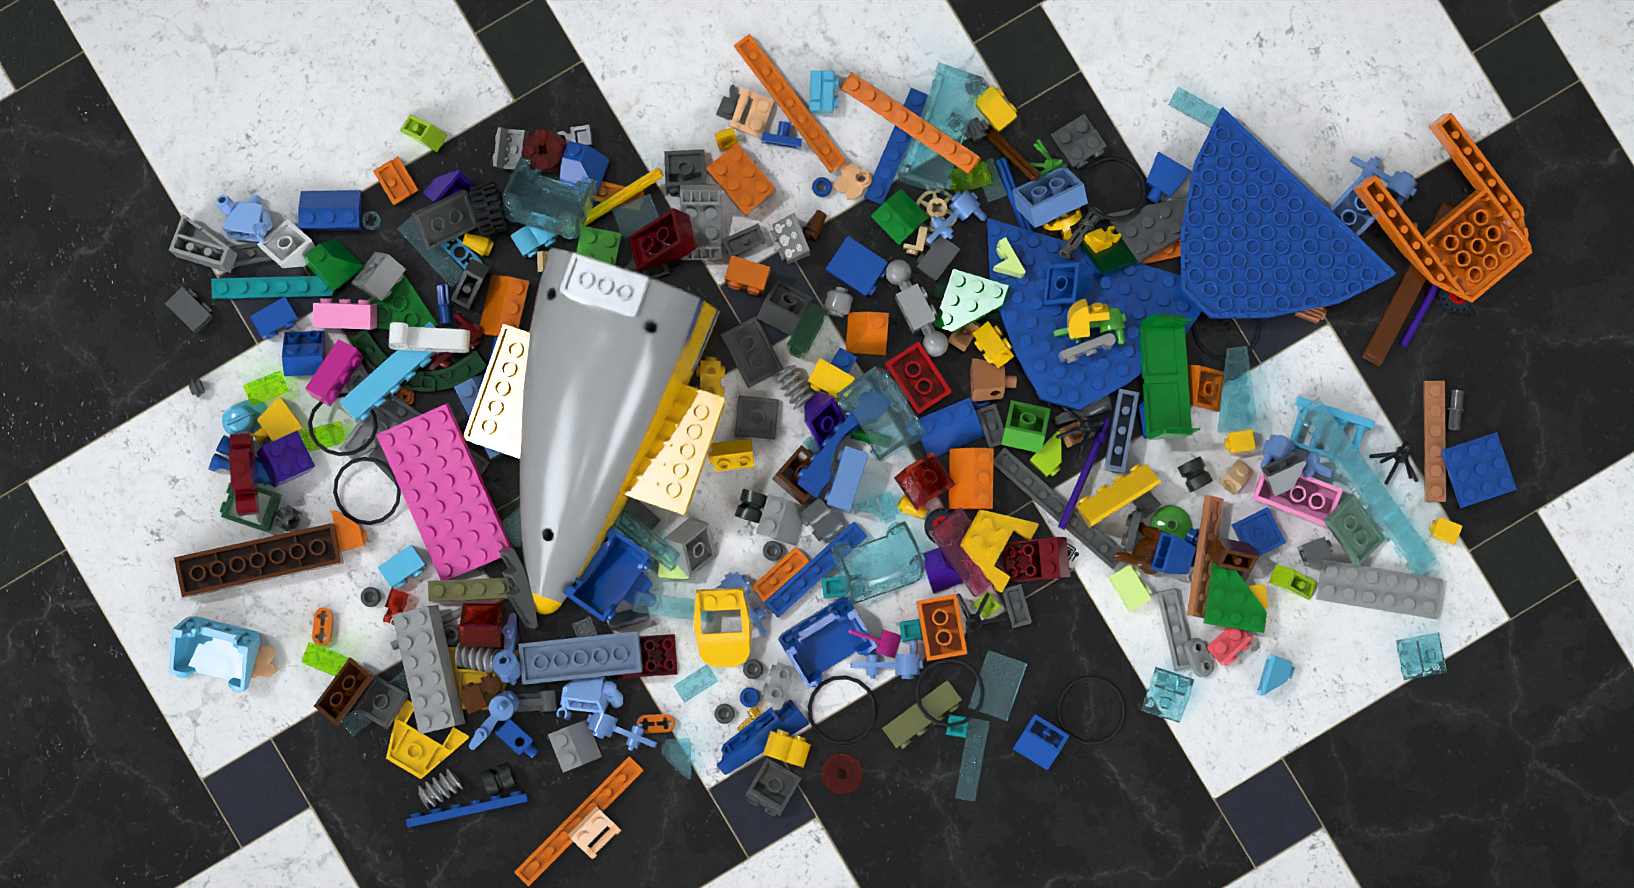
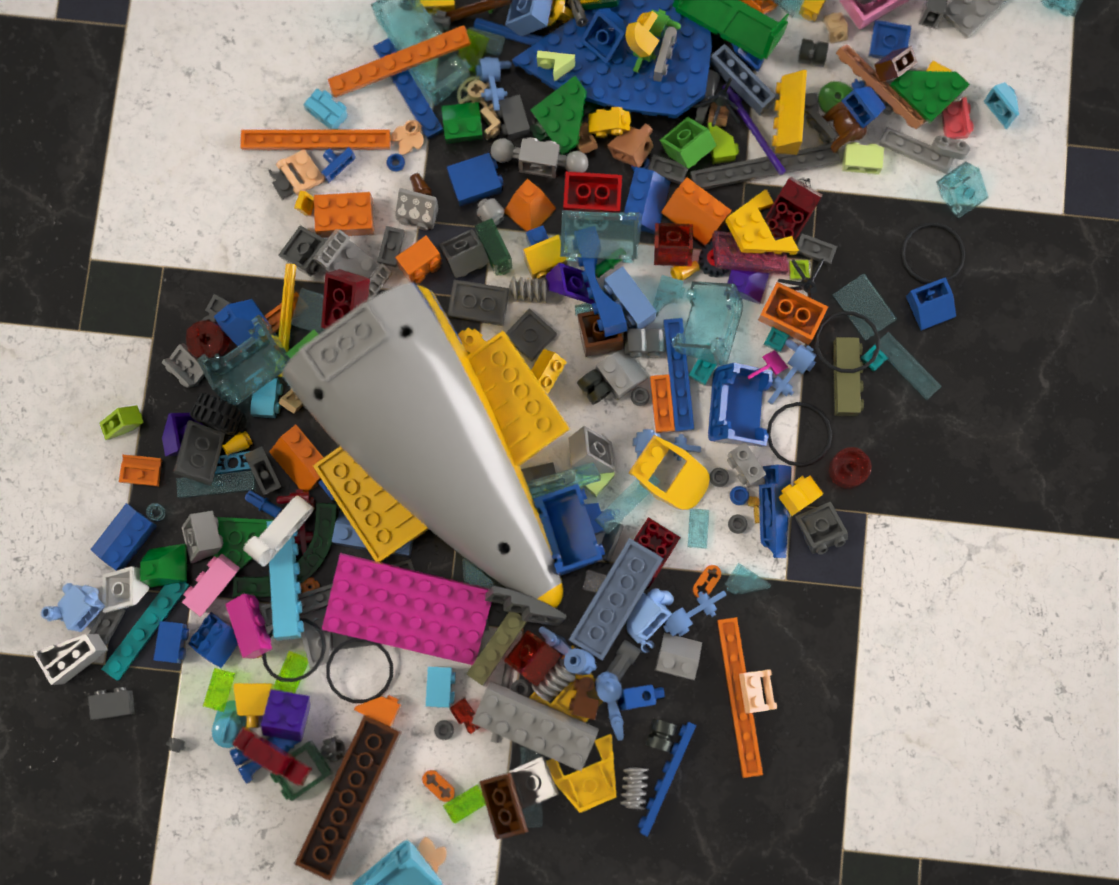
camera: 55 degrees left, 5 degrees down
(1292, 582) = (942, 42): lime slope -> none

